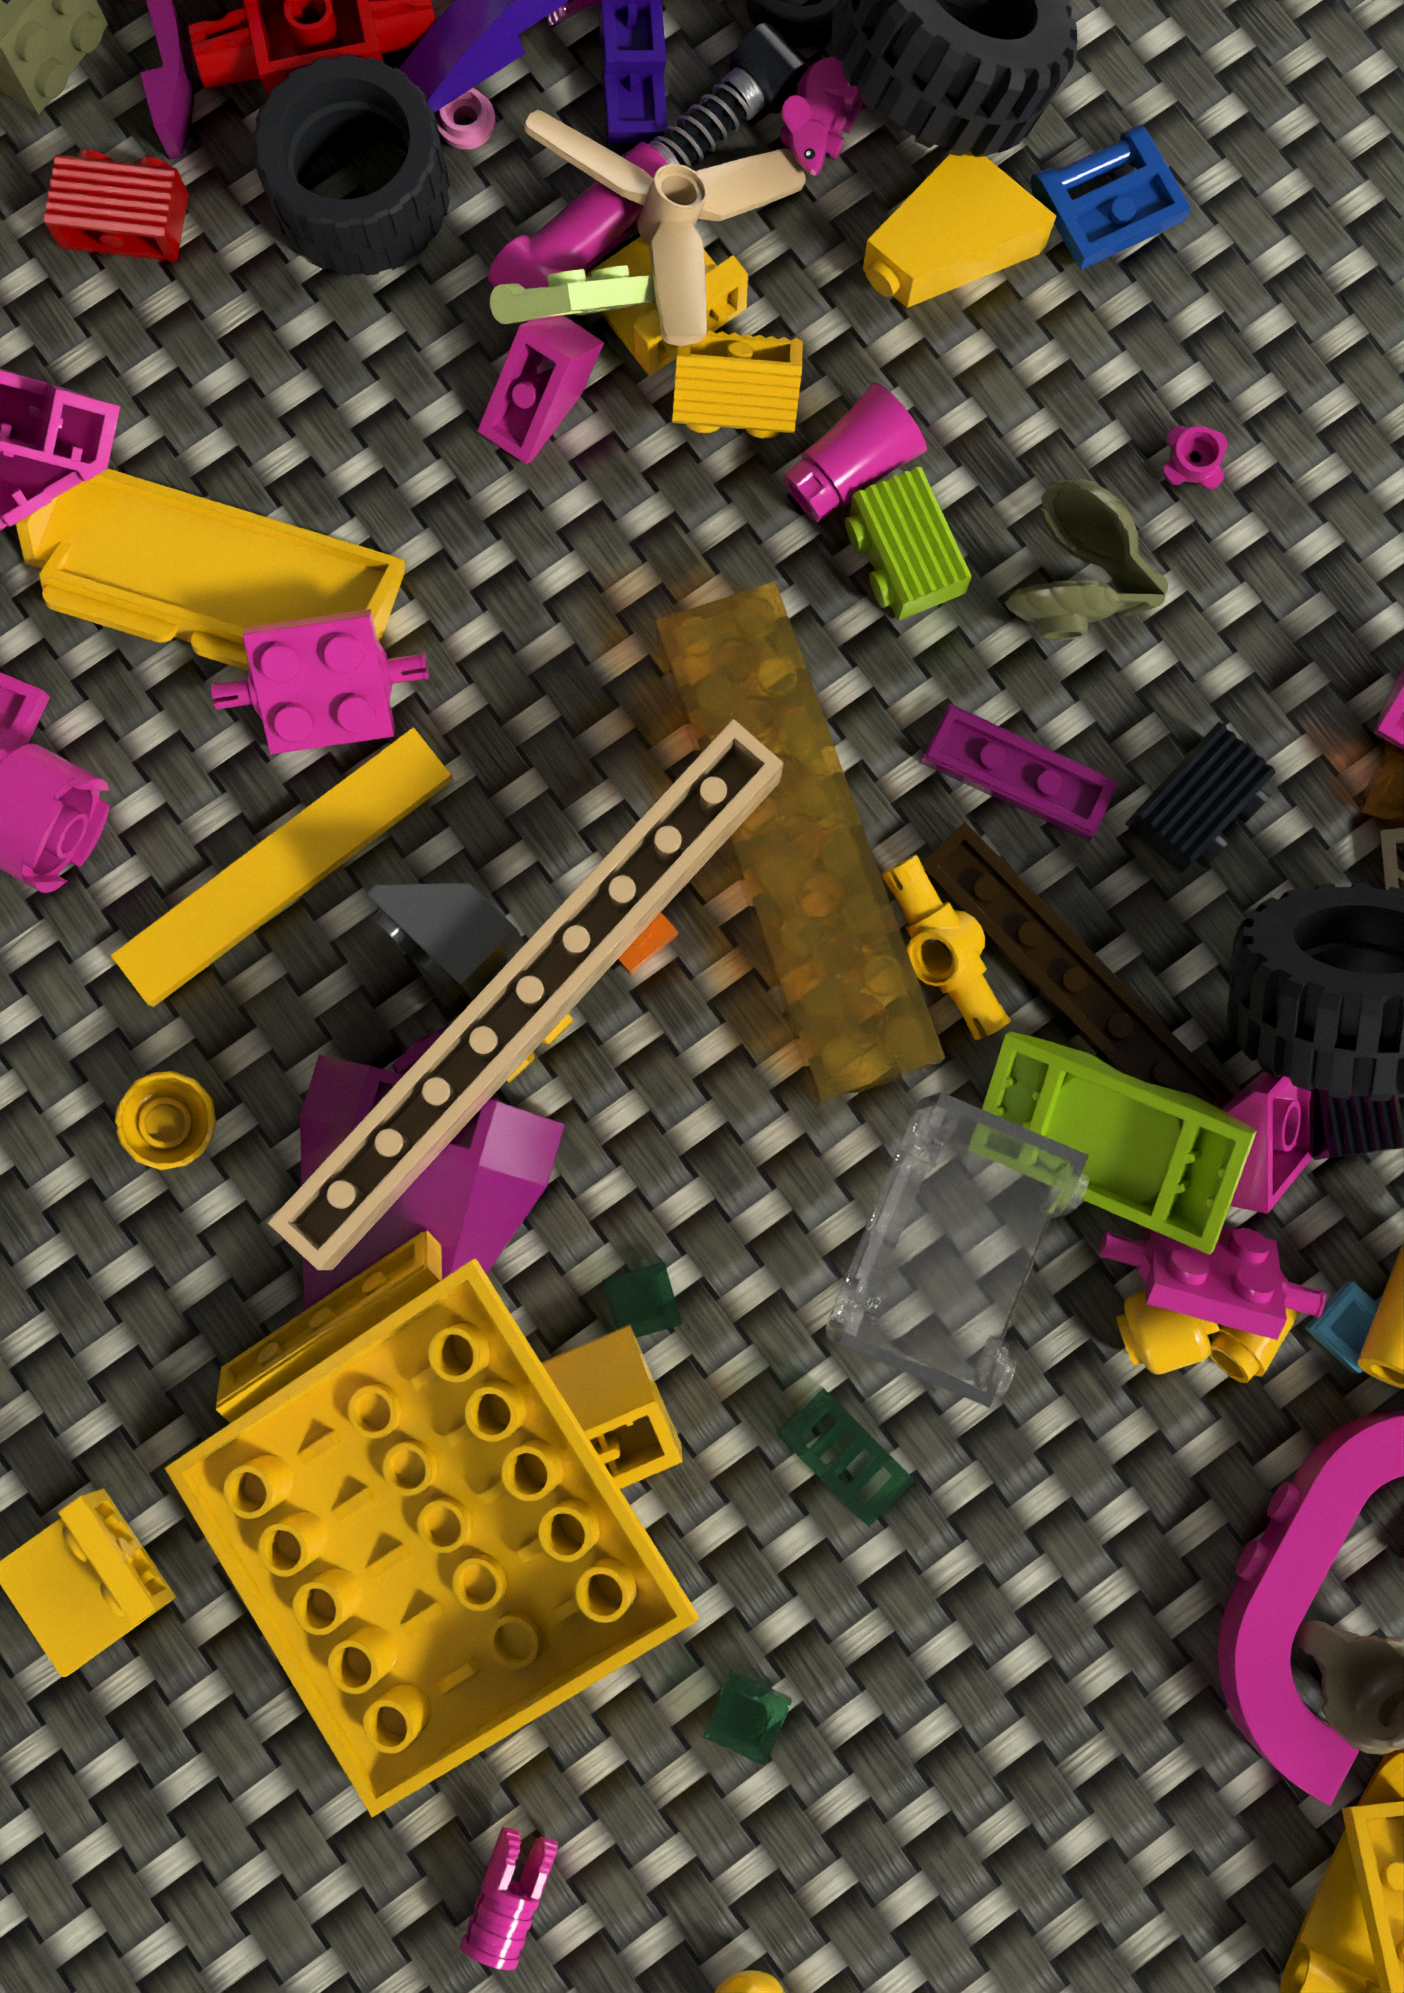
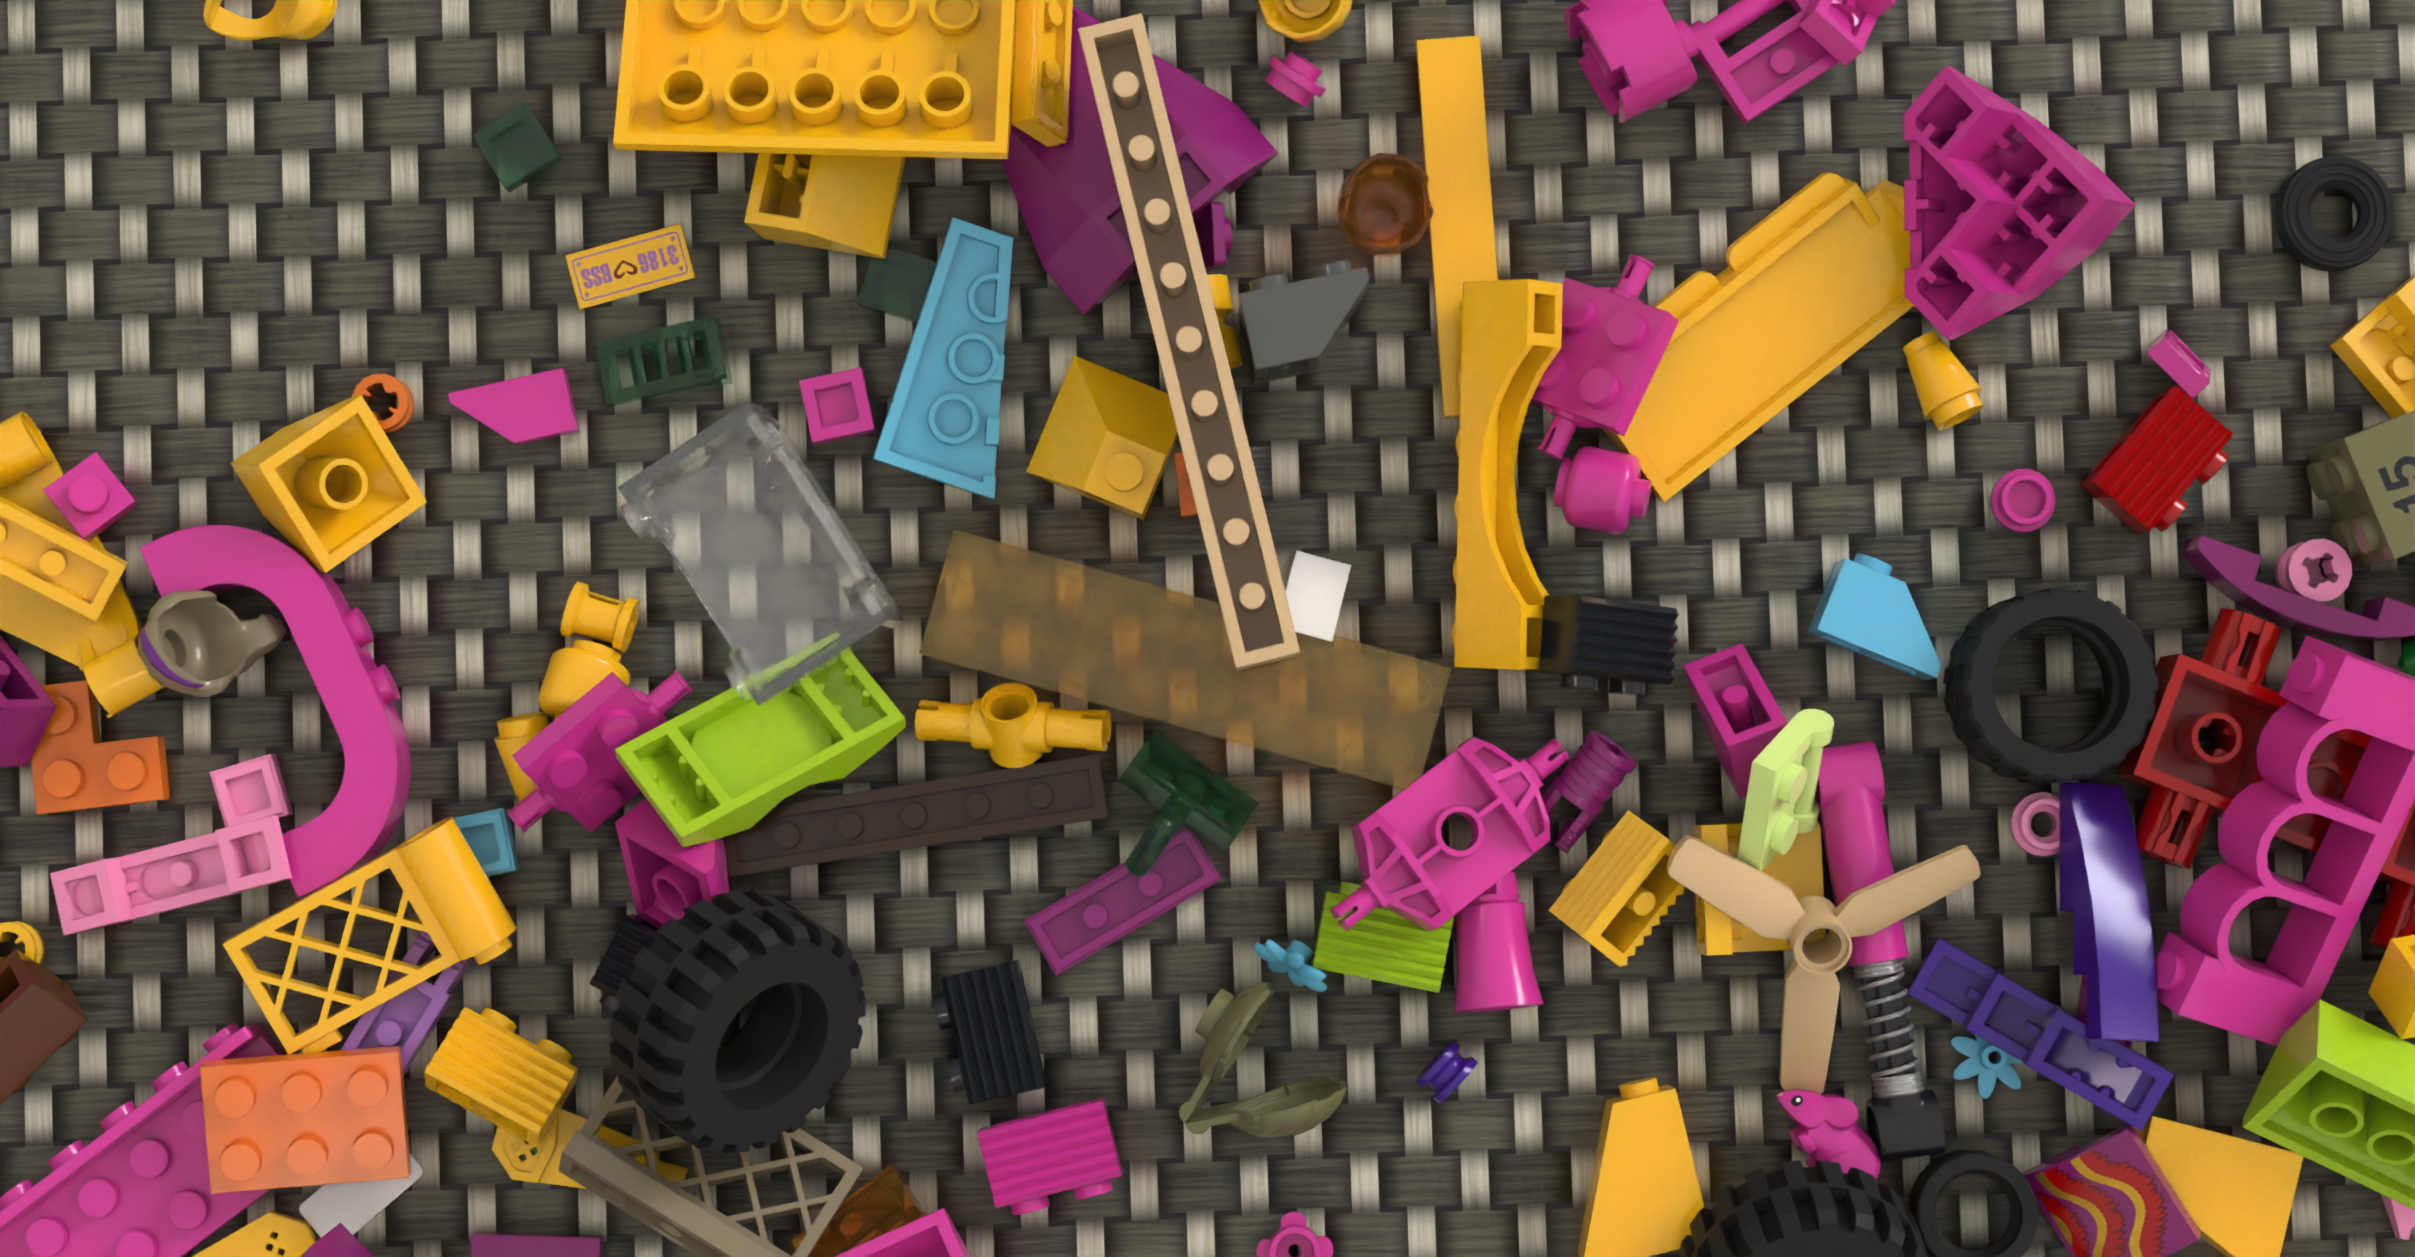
camera: 125 degrees right, 5 degrees up
(25, 236) = (2180, 362): none -> dark pink tile
(141, 52) = (2299, 570): none -> bright pink wheel
(162, 407) = (1941, 382): none -> yellow cone
(217, 290) = (2022, 500): none -> dark pink plate
(245, 1082) = (1295, 78): none -> dark pink plate
(306, 934) = (1384, 205): none -> clear orange hair
(386, 338) = (1874, 617): none -> medium azure slope
(427, 608) = (1601, 490): none -> dark pink head
(550, 517) = (1607, 641): none -> black brick
(577, 619) = (1505, 348): none -> yellow arch
(653, 1033) = (1106, 438): none -> yellow slope
(659, 772) = (1316, 594): none -> white sticker
(672, 471) = (1587, 783): none -> magenta hinge
(681, 49) = (1979, 1064): none -> medium azure plant
(694, 1199) = (949, 387): none -> medium azure wing
(781, 1278) = (837, 406): none -> dark pink plate
(782, 1545) = (630, 266): none -> yellow sticker
(825, 560) = (1402, 847): none -> dark pink plate
(902, 769) = (1186, 796): none -> clear green plate
(966, 1552) = (523, 407): none -> dark pink tile
(975, 430) = (1446, 1071): none -> dark purple bush
(975, 598) = (1294, 962): none -> medium azure plant
(1067, 1674) = (394, 387): none -> orange bush
(1097, 1357) = (600, 617): none -> yellow bush
(1150, 1675) = (330, 482): none -> yellow slope
(1263, 688) = (1050, 1155): none -> dark pink brick
(1309, 1884) = (90, 497): none -> dark pink plate

